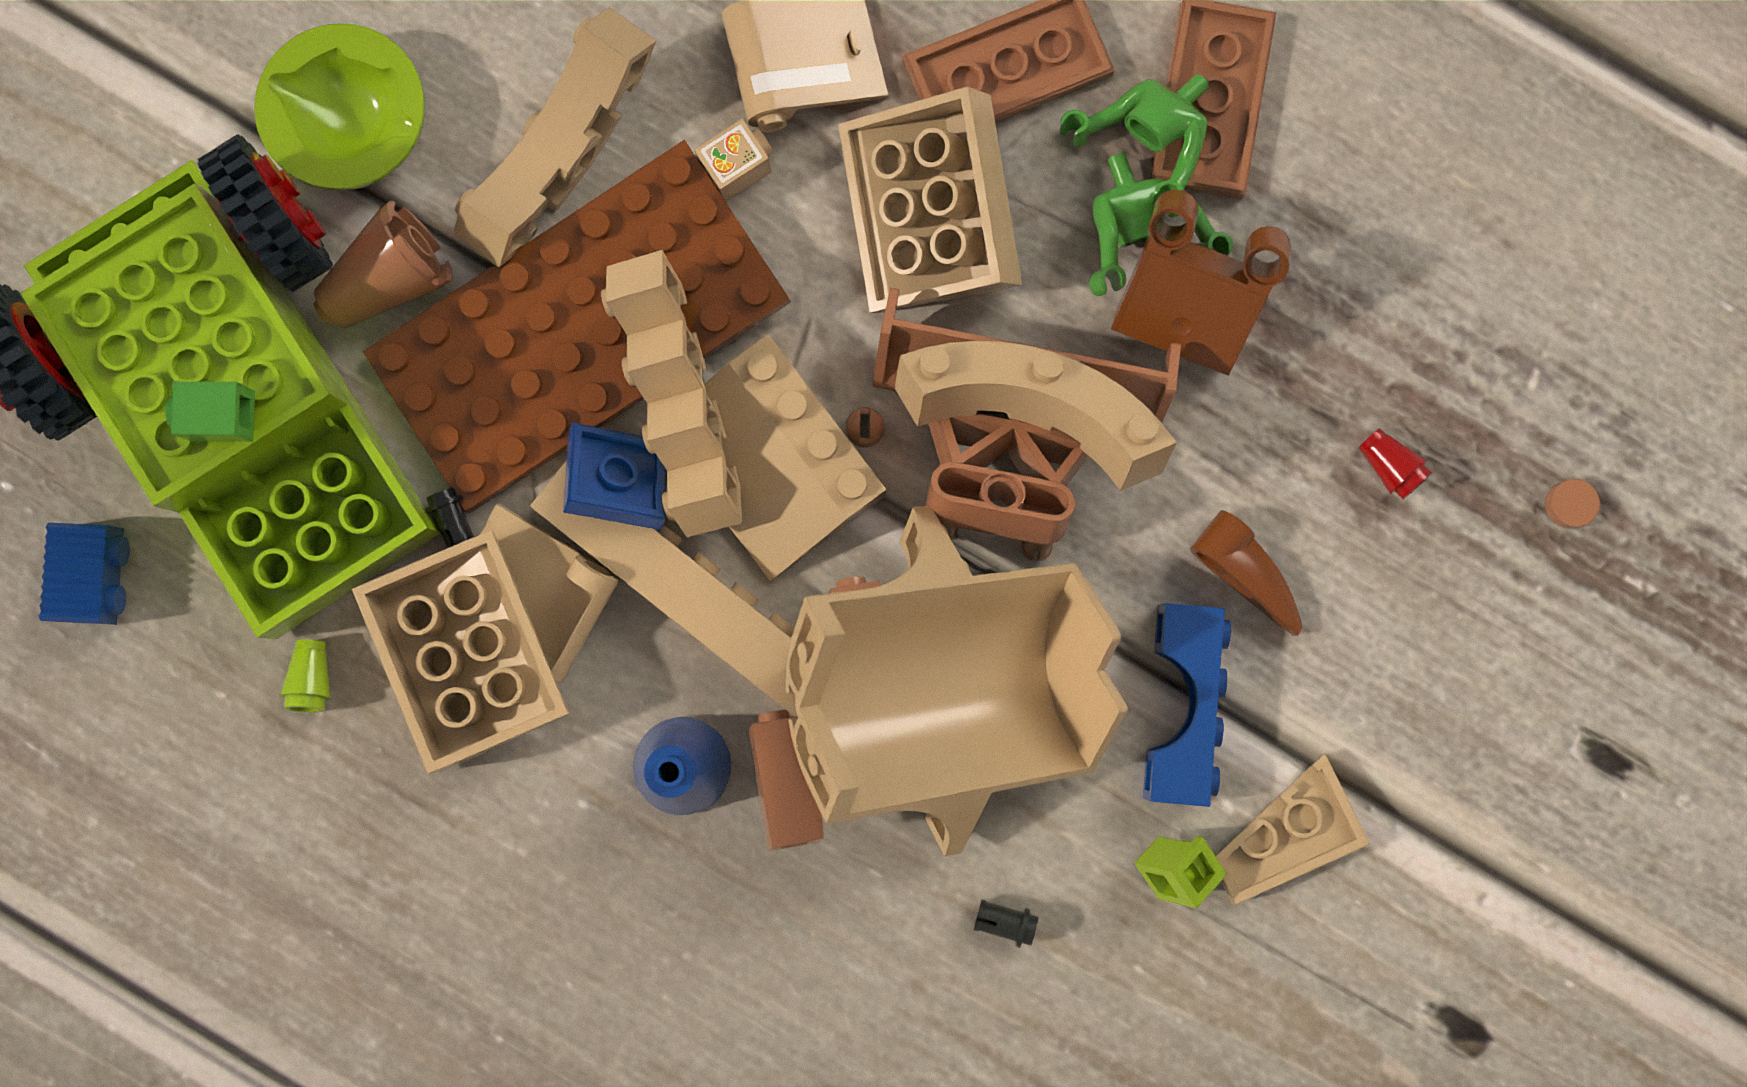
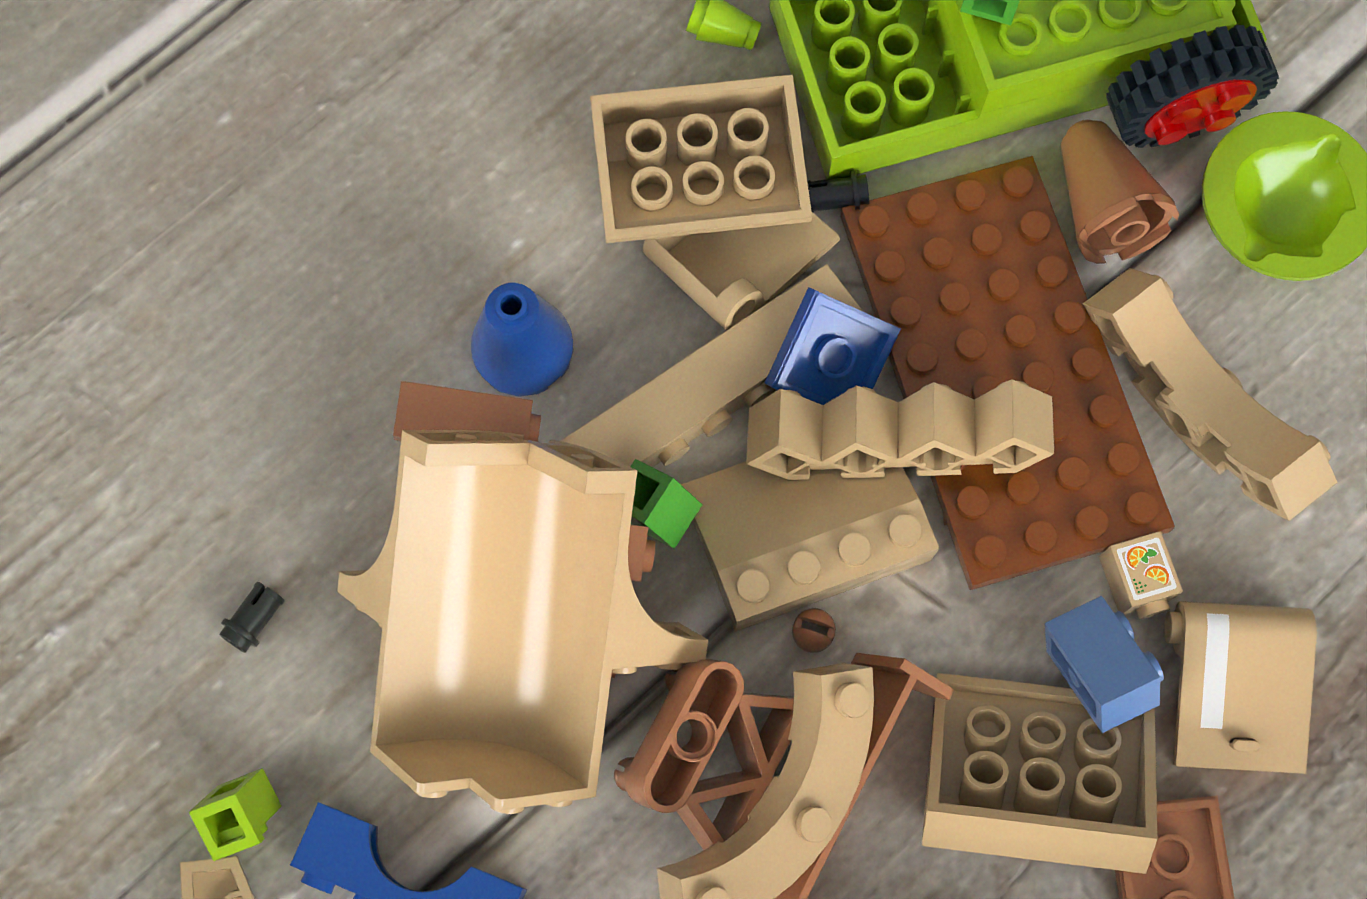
camera: 110 degrees right, 10 degrees down
(798, 580) = (662, 505): none -> bright green brick
(824, 170) = (1104, 663): none -> medium blue brick

